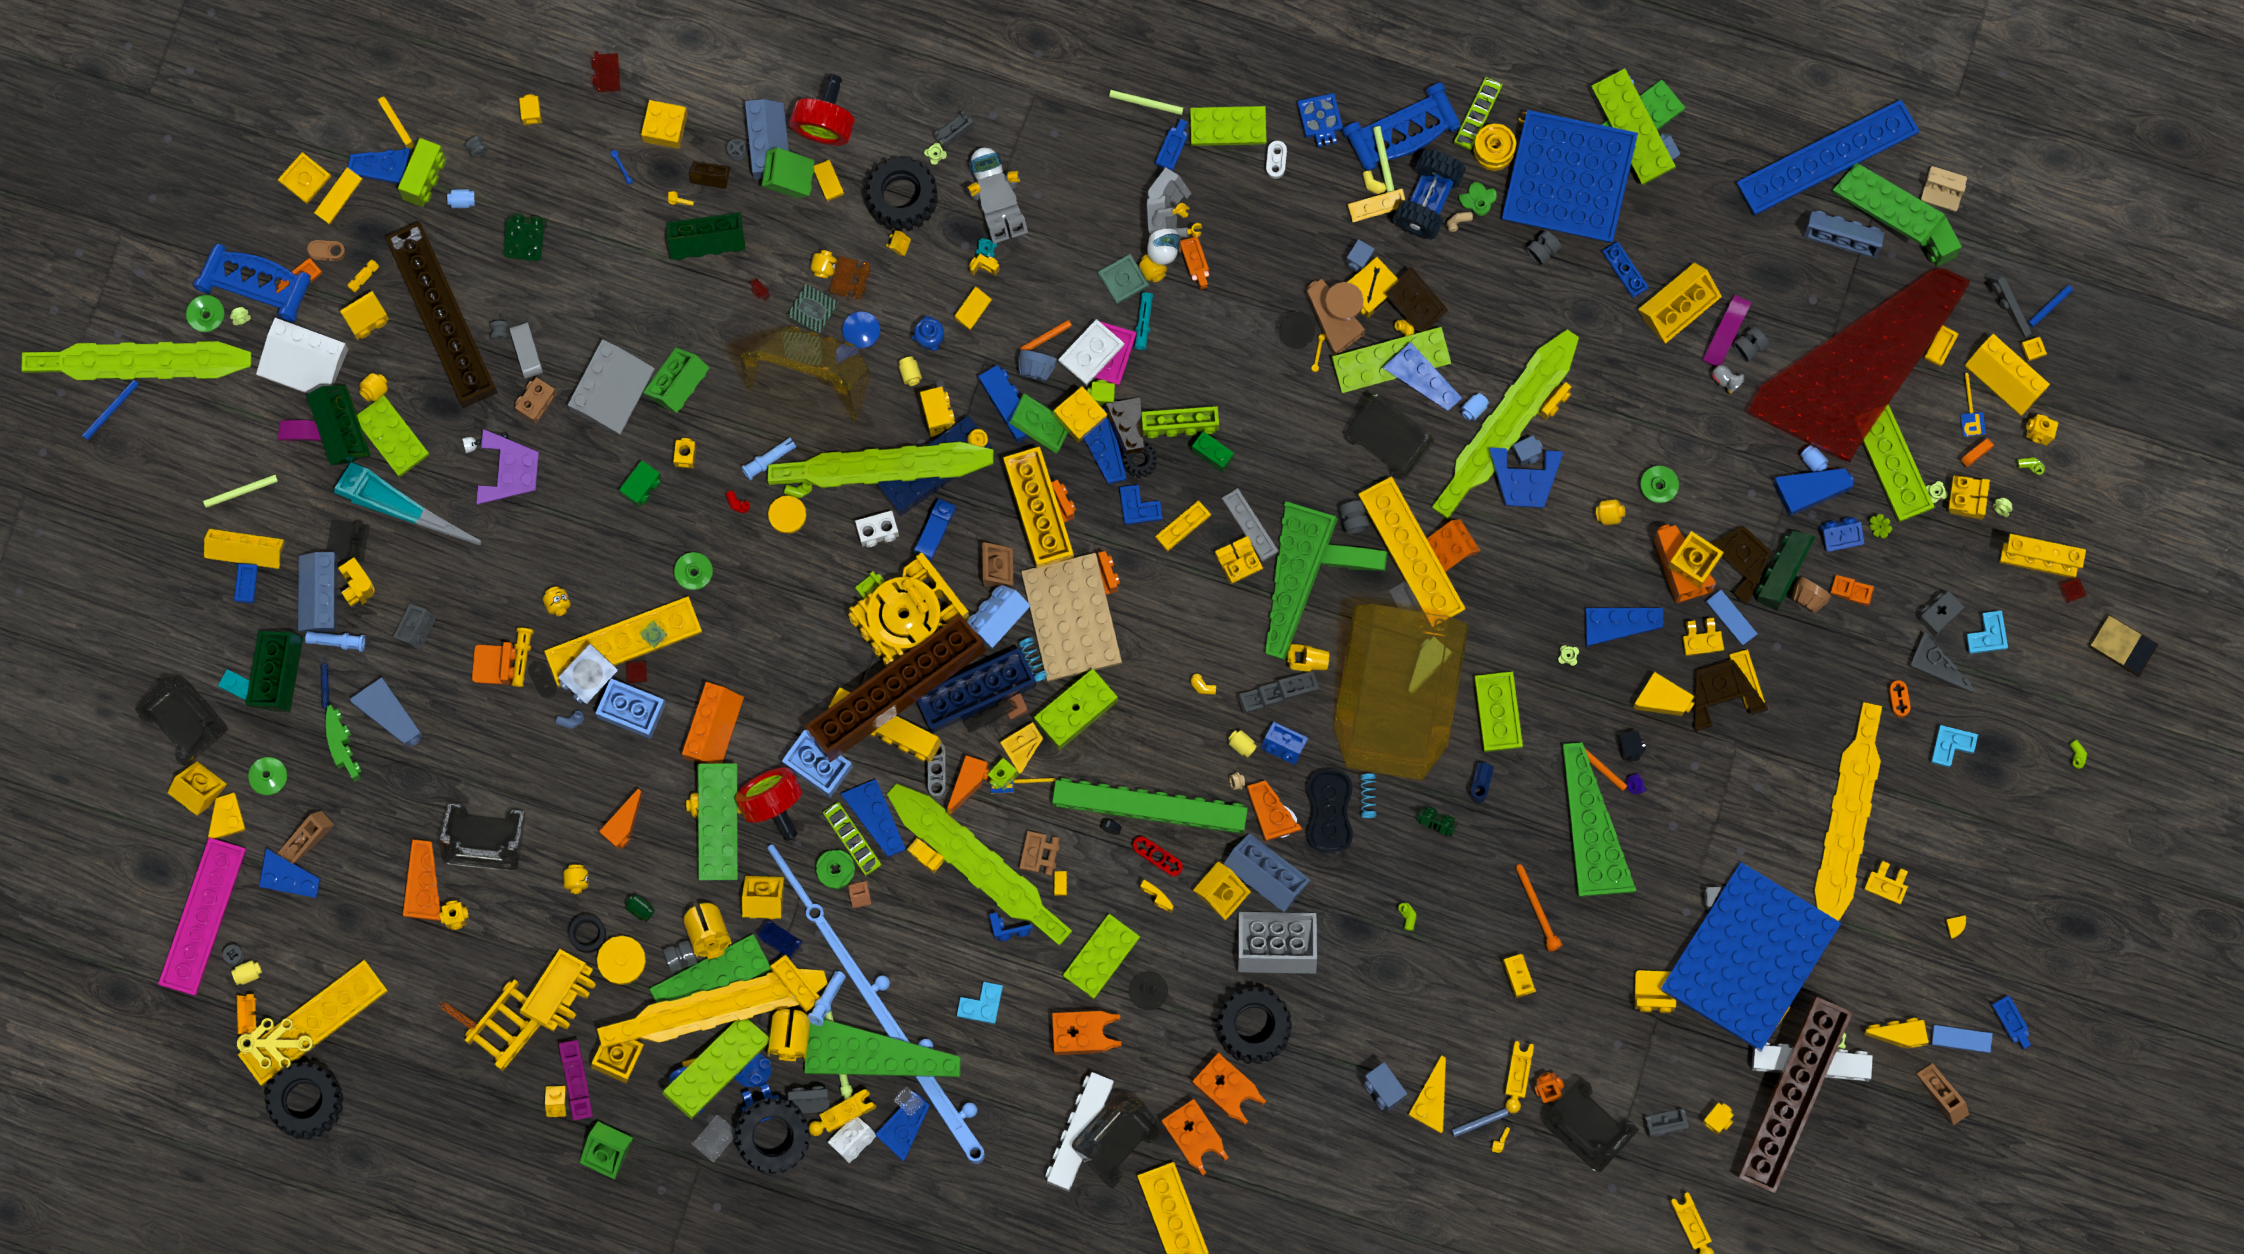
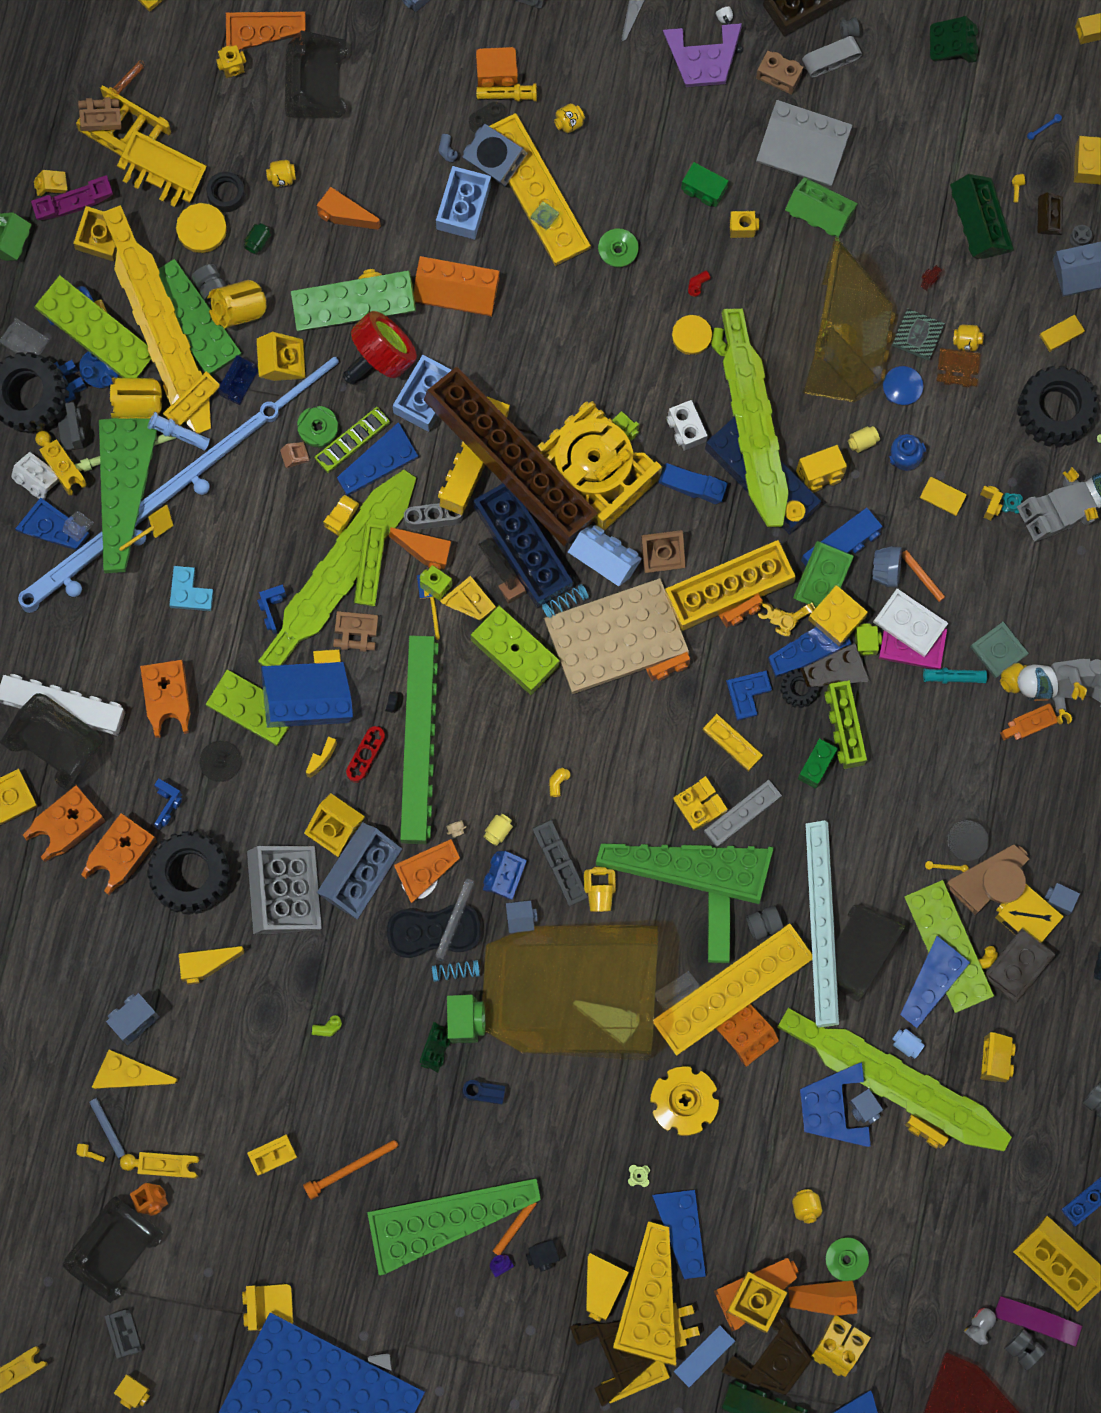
camera: 80 degrees right, 0 degrees up
(501, 1044) = (99, 119): none -> medium nougat plate
(637, 672) = (504, 206): clear red plate -> none
(760, 463) = (743, 301): light blue pin -> none
(788, 173) = (1061, 287): bright green brick -> none
(899, 243) = (1003, 412): yellow tile -> none
(915, 1025) = (159, 521): none -> yellow piece
(977, 833) = (370, 564): none -> lime tile
(1075, 463) = (786, 621): none -> yellow piece
(1096, 902) = (306, 694): none -> blue slope
(1173, 1041) = (165, 791): none -> blue bracket
(1324, 789) = (454, 920): none -> clear tile
(1325, 731) = (520, 916): none -> sand blue brick
(1339, 1022) = (202, 964): none -> yellow slope
(1361, 465) = (822, 924): none -> light aqua plate
(1415, 789) = (465, 1019): none -> bright green piece
(1492, 609) = (673, 1114): none -> yellow piece
(1496, 332) = (997, 1057): none -> yellow slope
(1498, 711) = (565, 1103): lime plate -> none
(1686, 657) = (648, 1313): none -> yellow wing
(1692, 504) = (825, 1298): none -> orange slope
(1736, 500) = (834, 1354): none -> yellow hips

